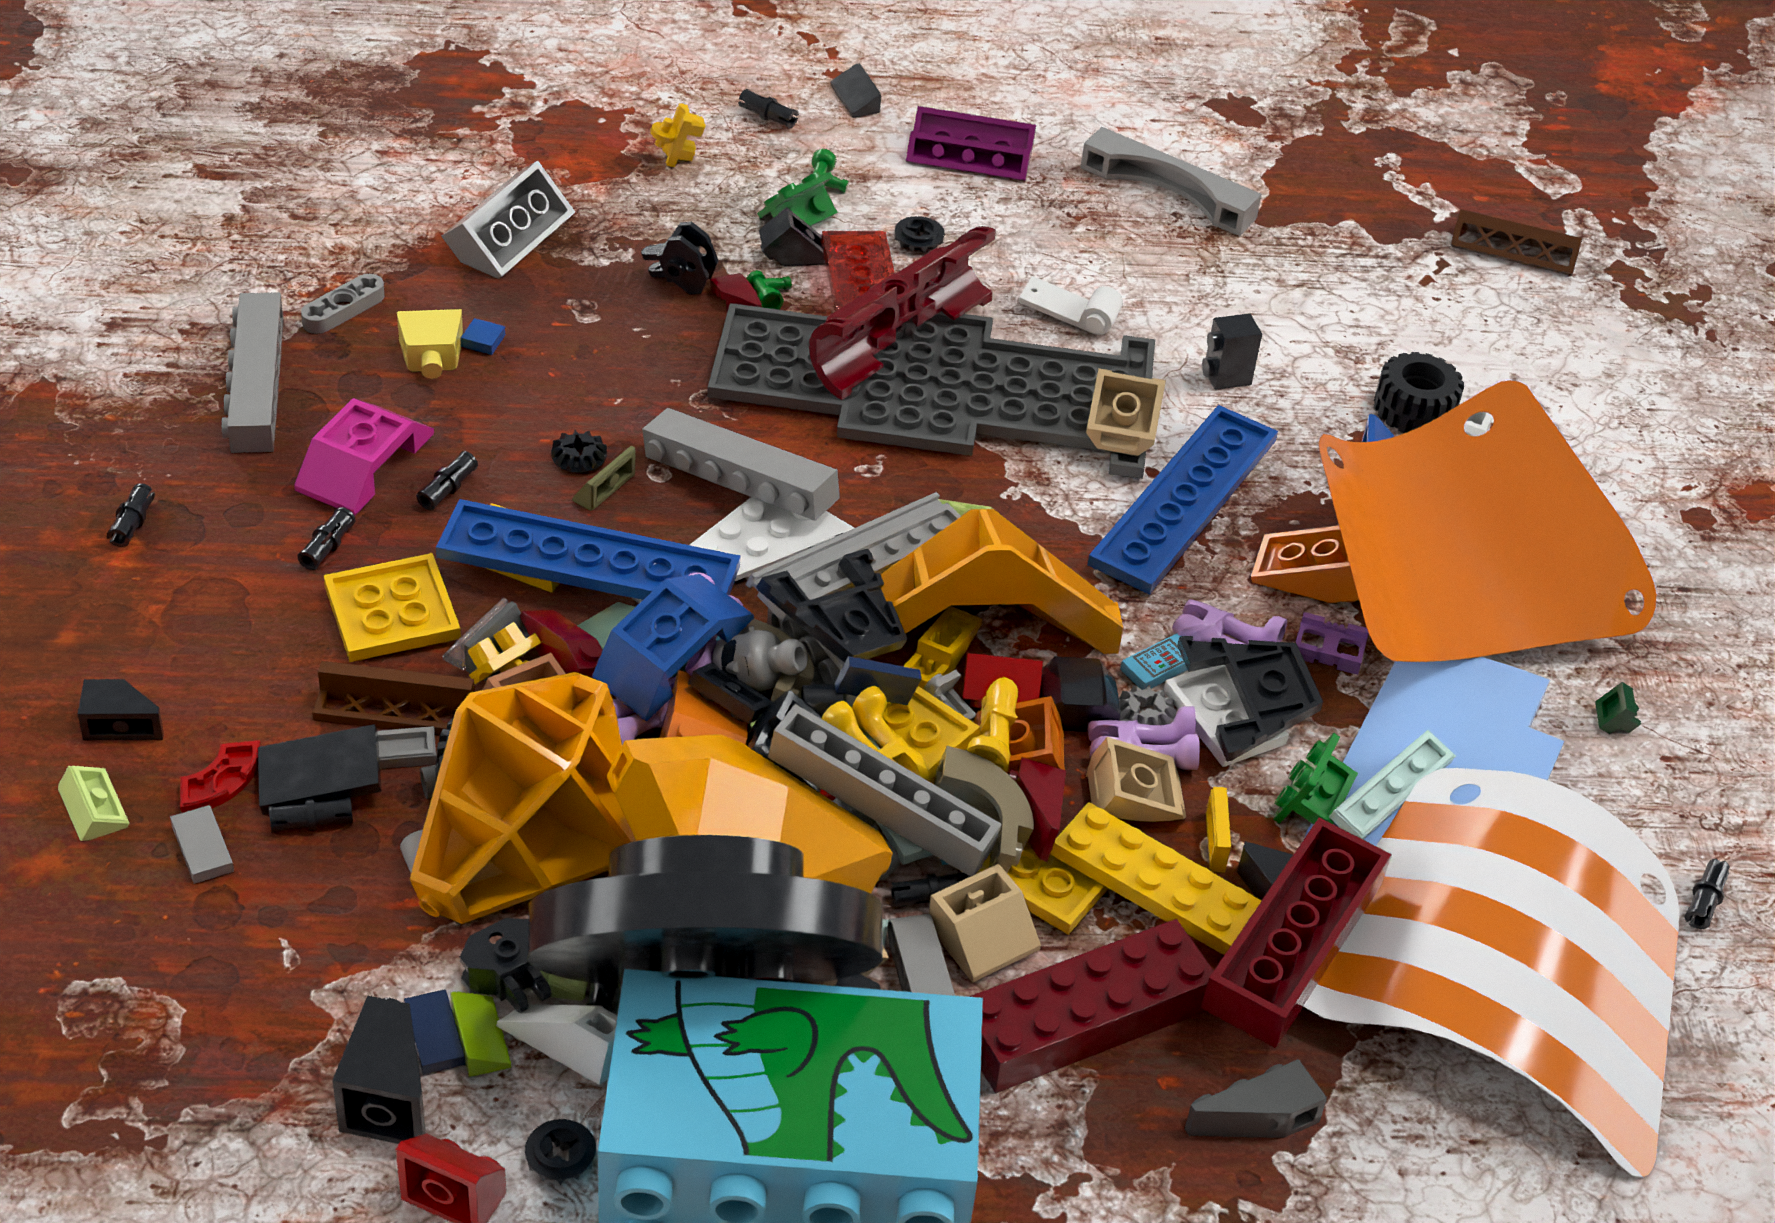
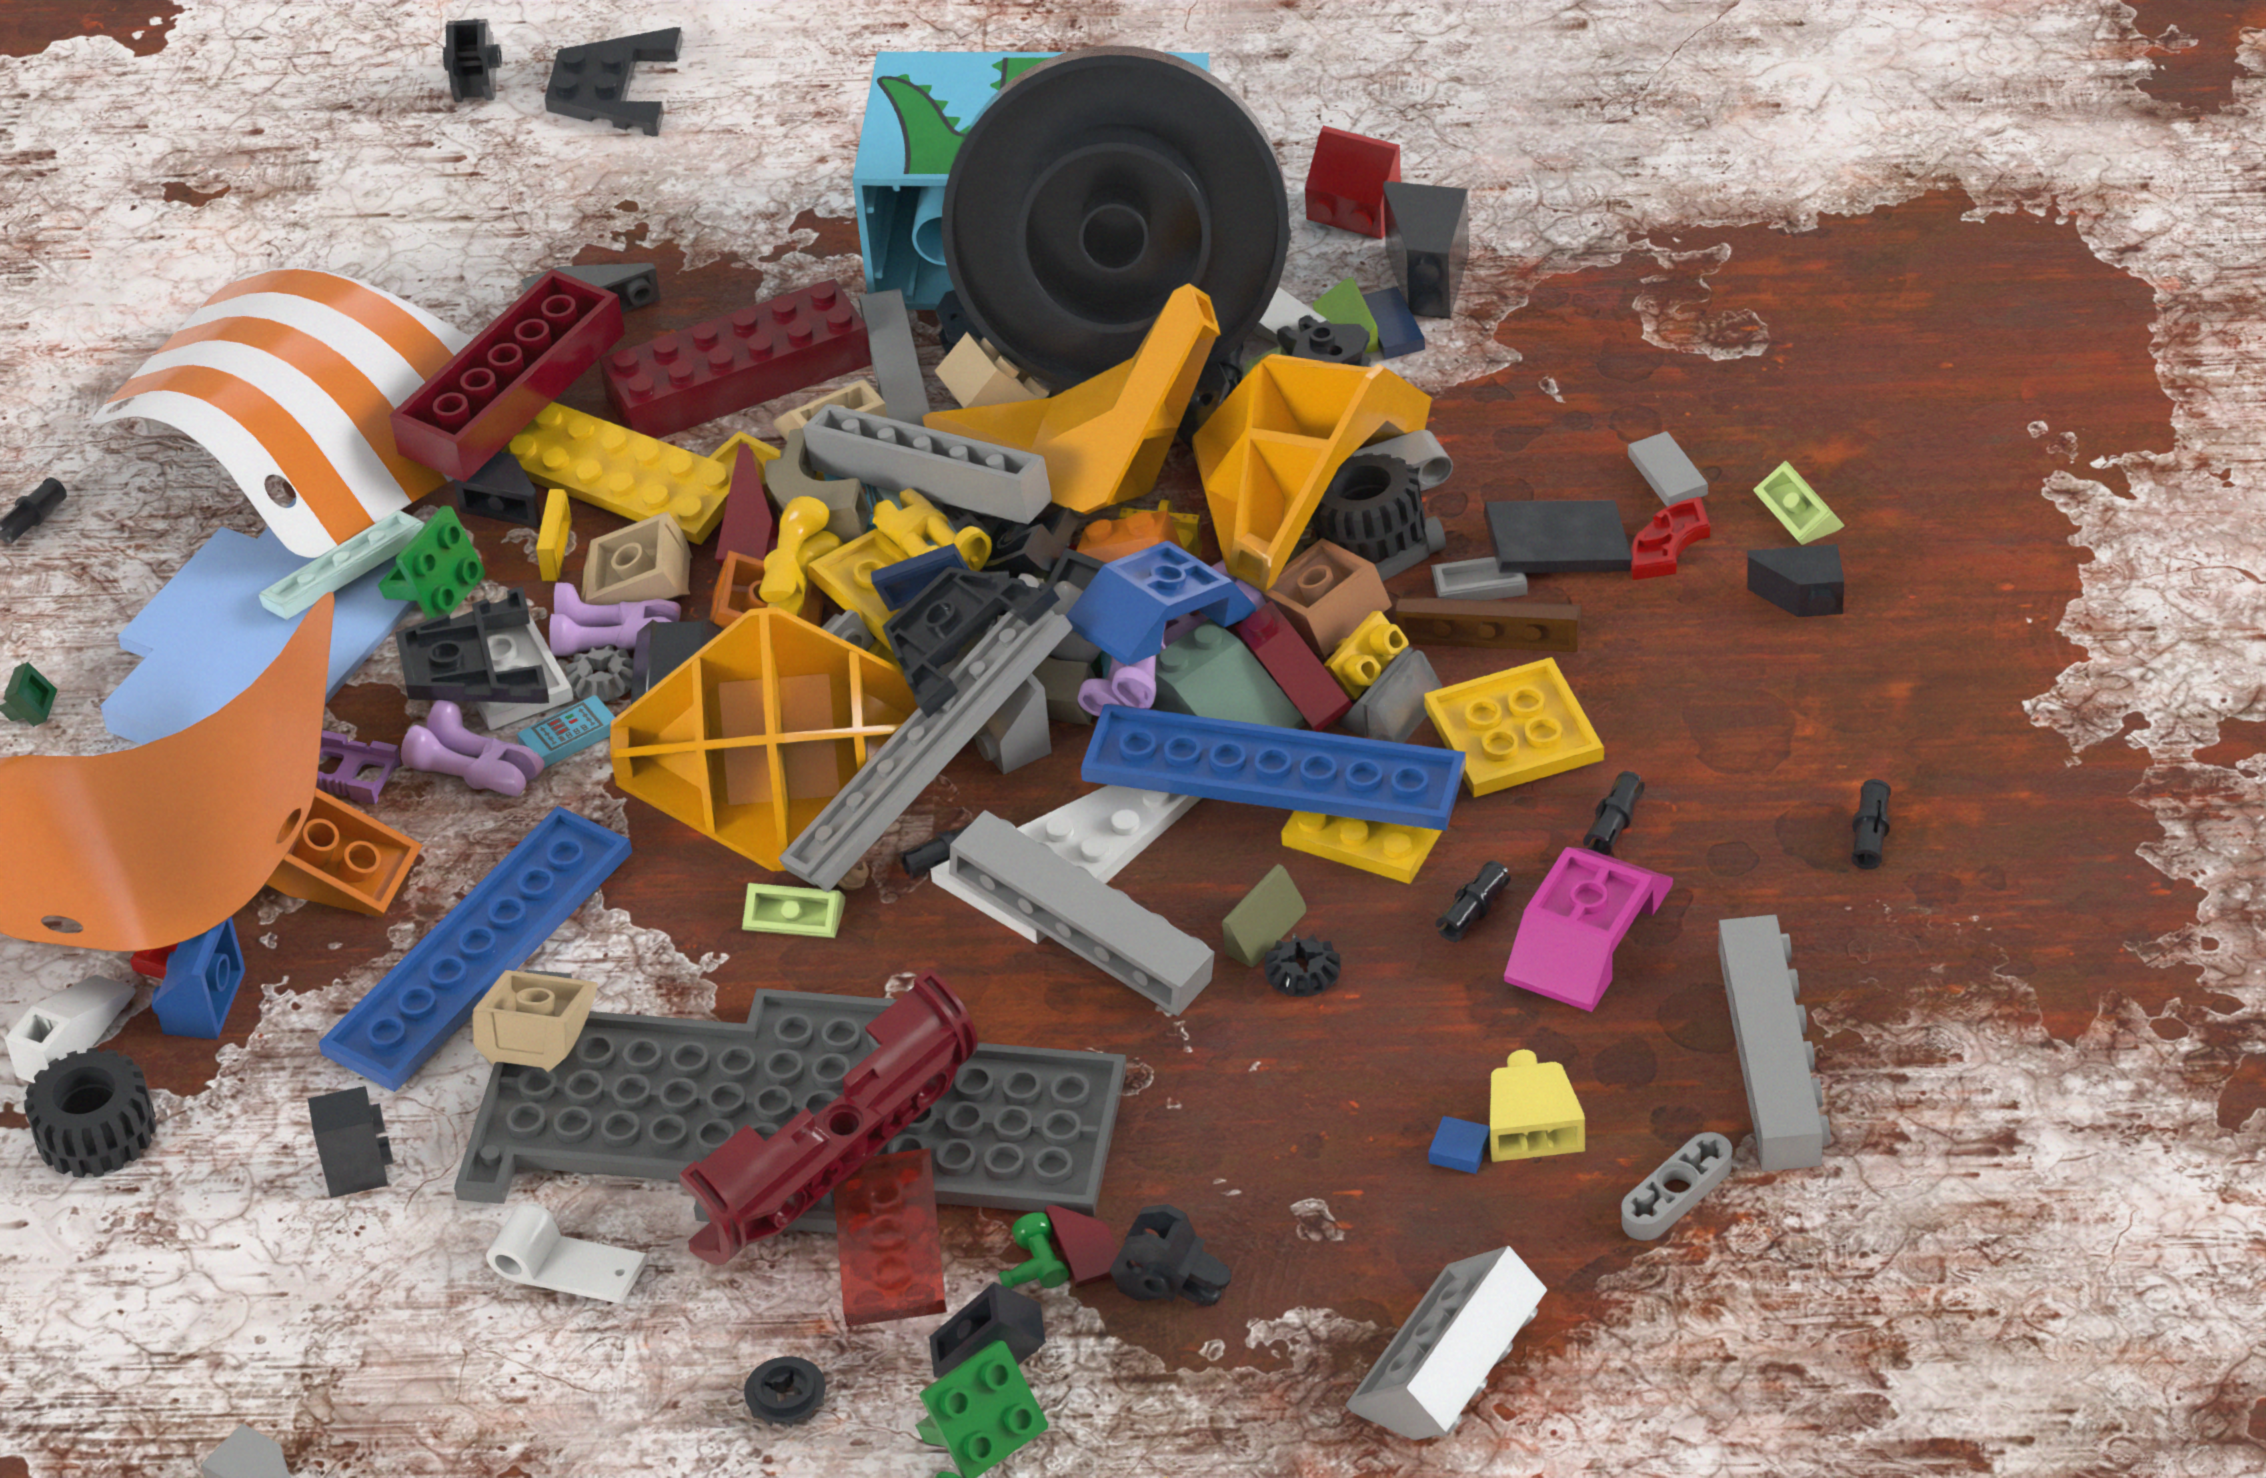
camera: 170 degrees left, 0 degrees up
(310, 814) = (1568, 492): black pin -> none

